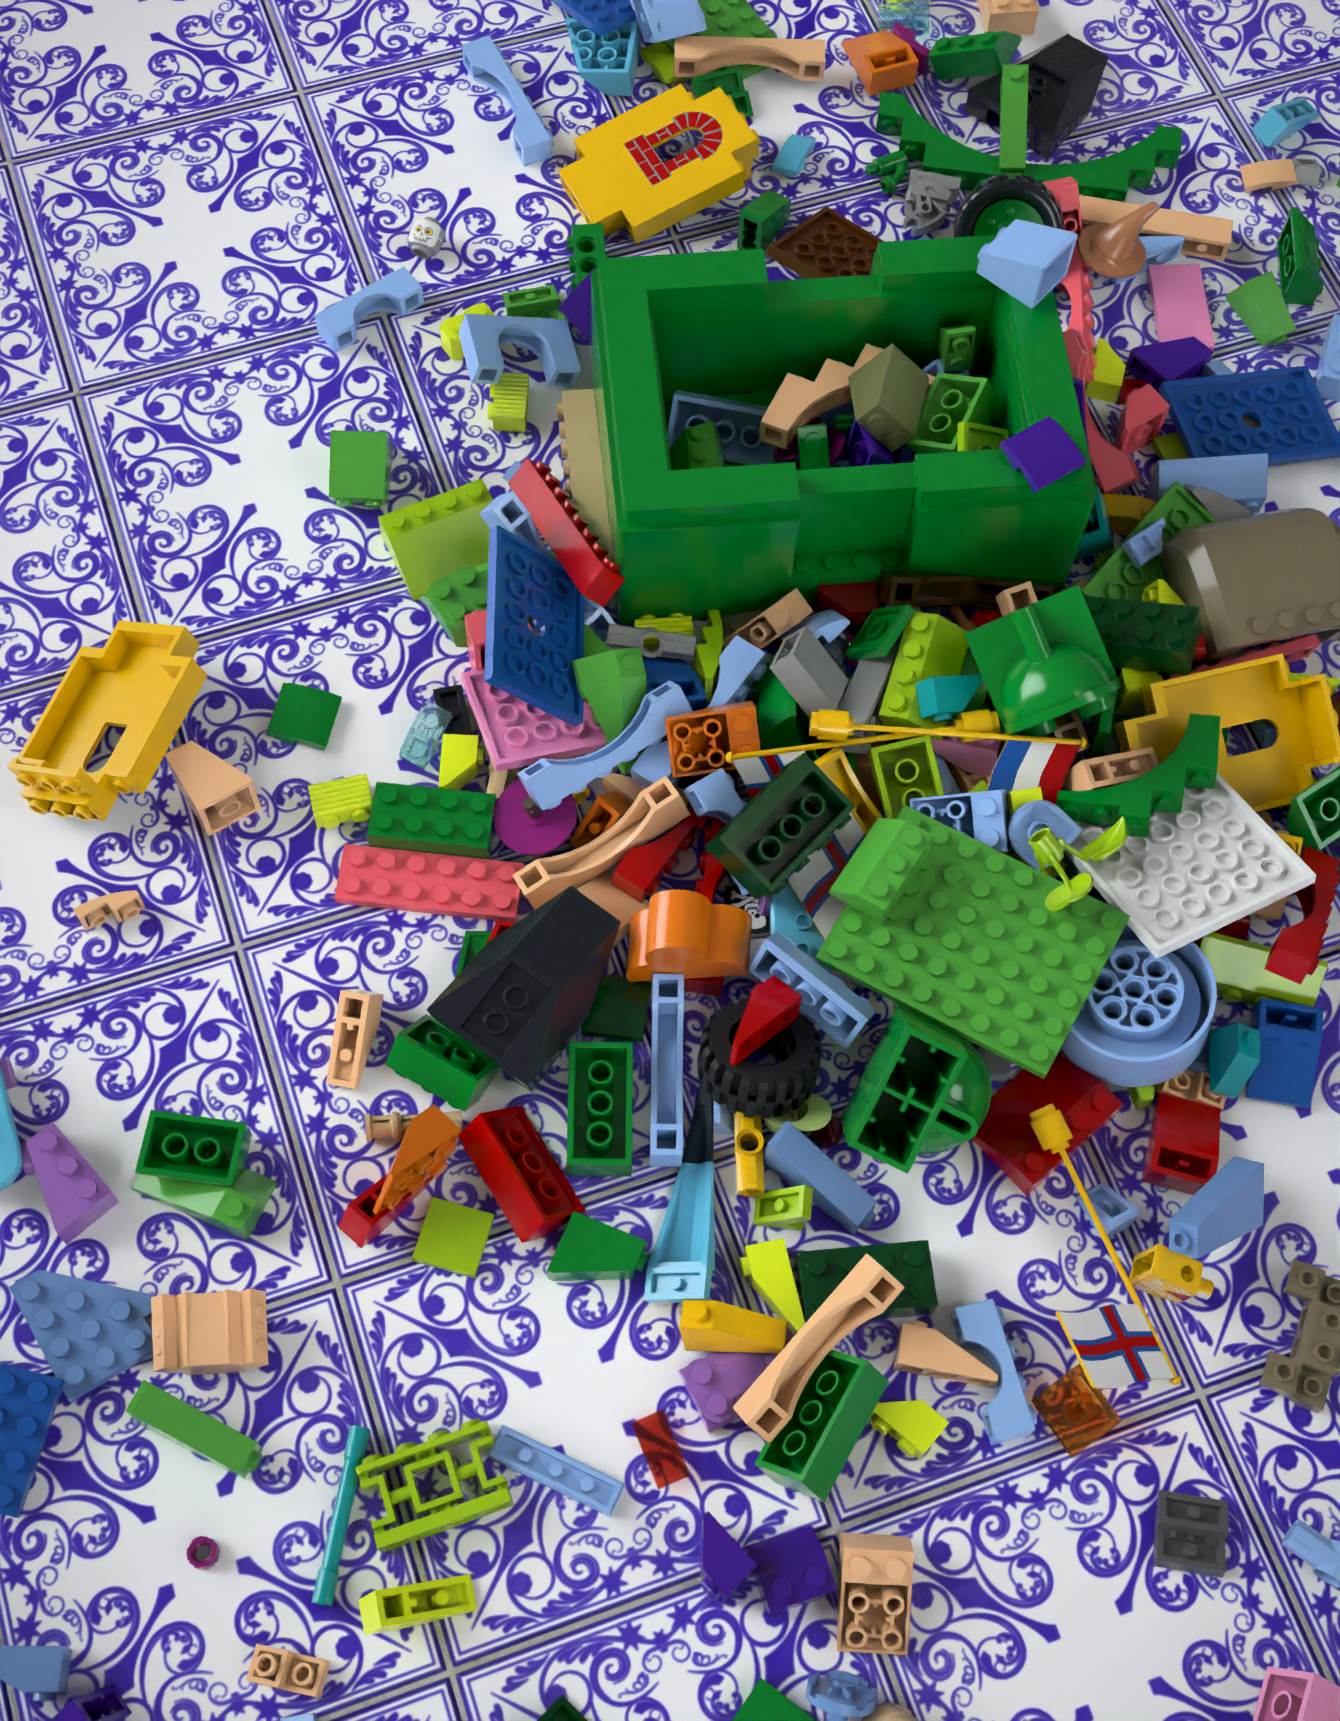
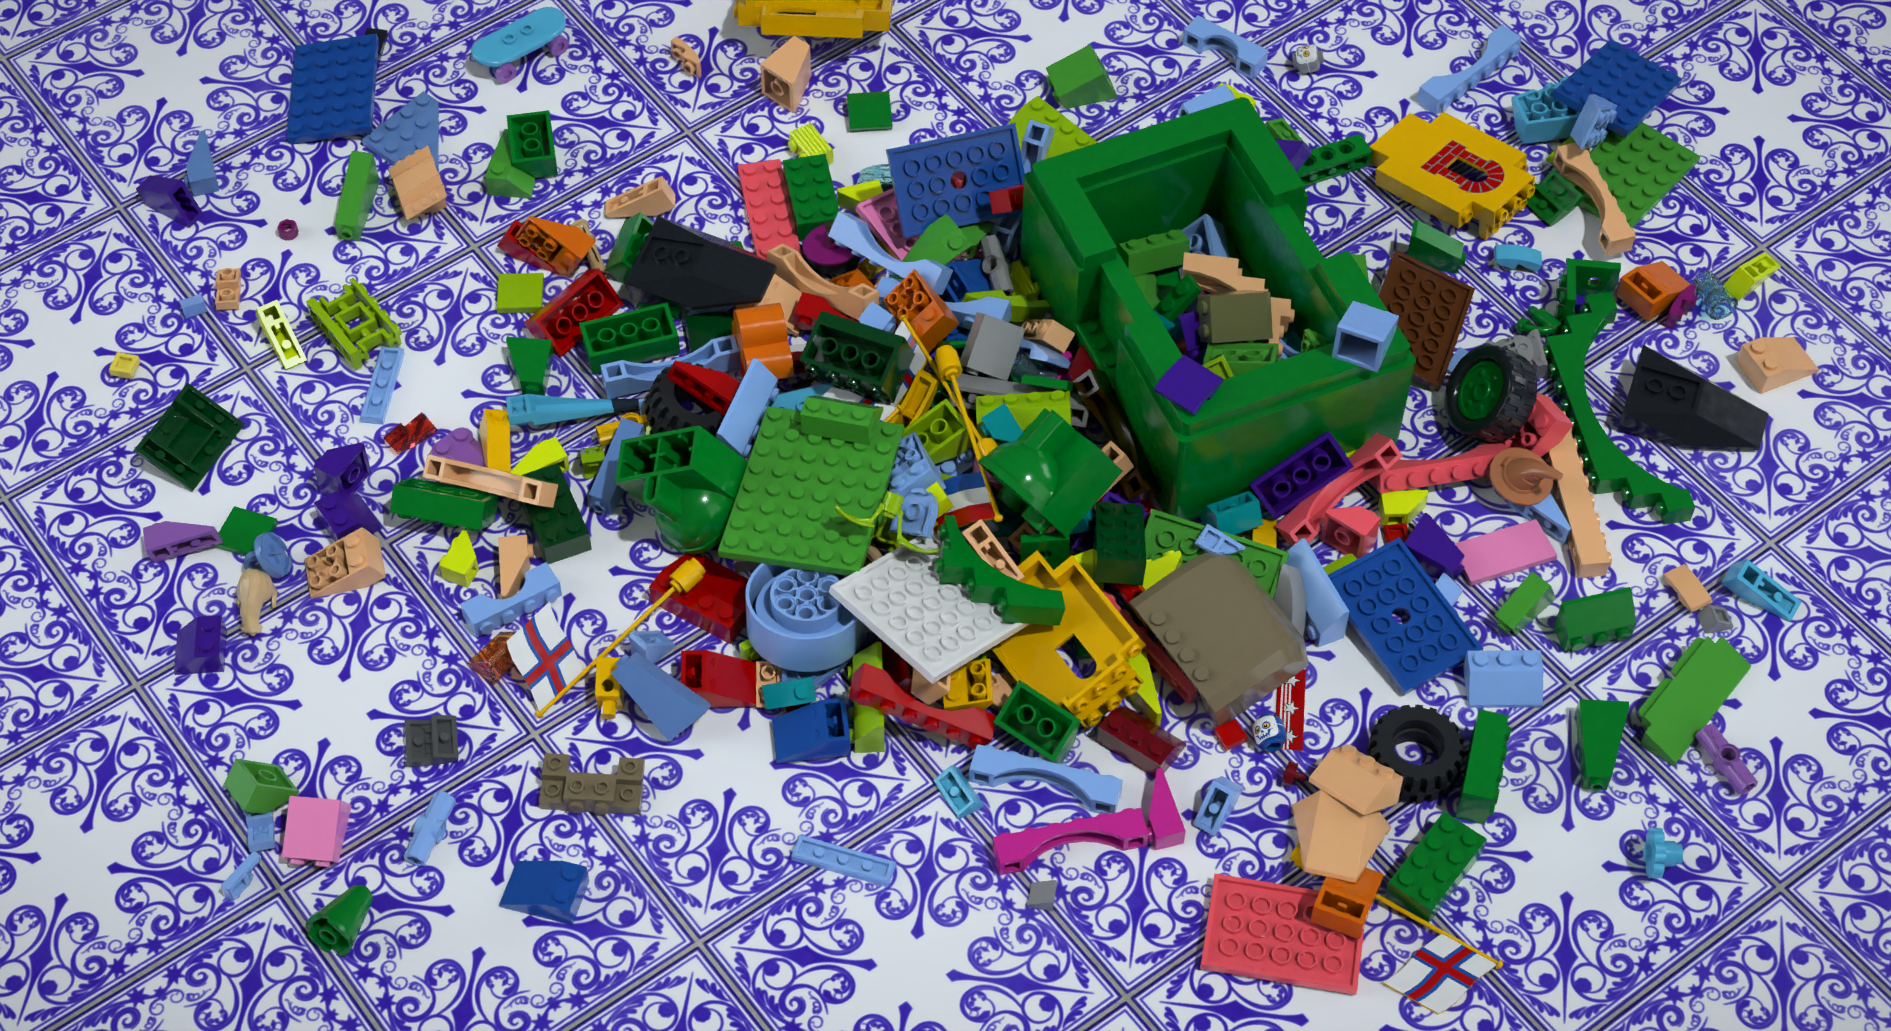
camera: 75 degrees right, 10 degrees down
(69, 1184) = (495, 94): medium lavender wedge -> none
(328, 1573) = (289, 290): teal piece -> none
(861, 116) = (1577, 281): none -> green bracket
(973, 54) = (1689, 342): green slope -> none
(1013, 117) = (1626, 374): bright green slope -> none

